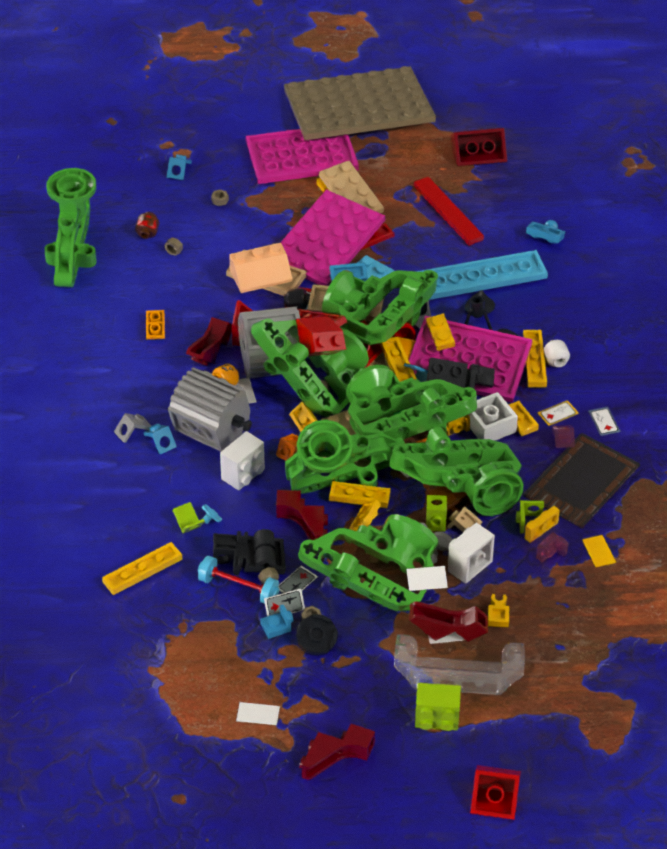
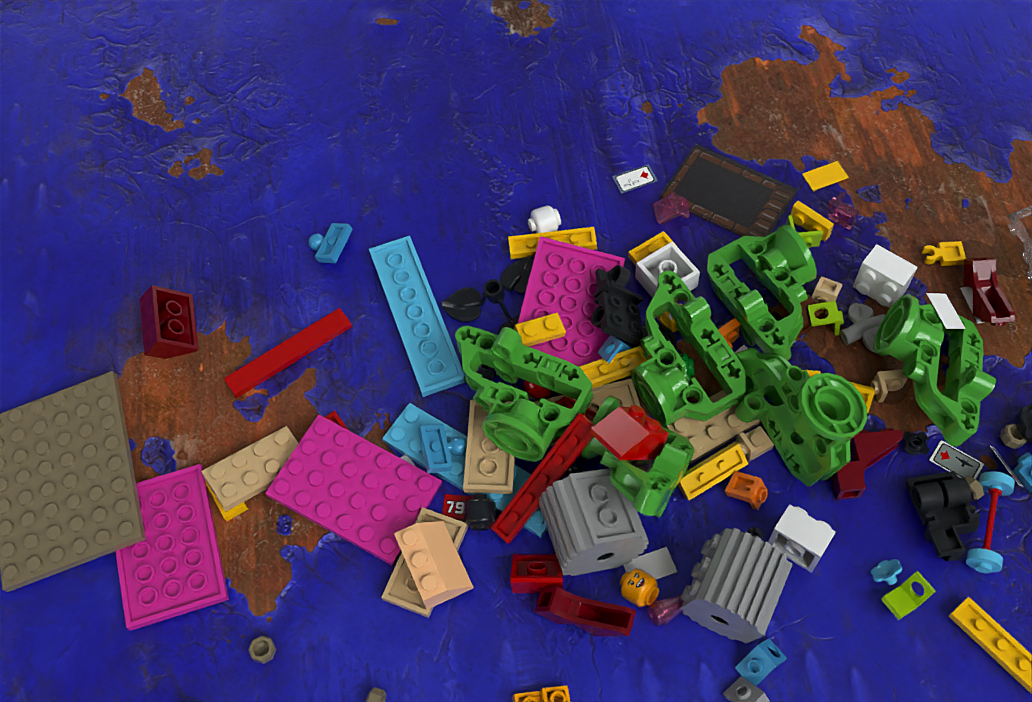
camera: 90 degrees left, 15 degrees up
(558, 413) = (629, 220): white sticker -> none

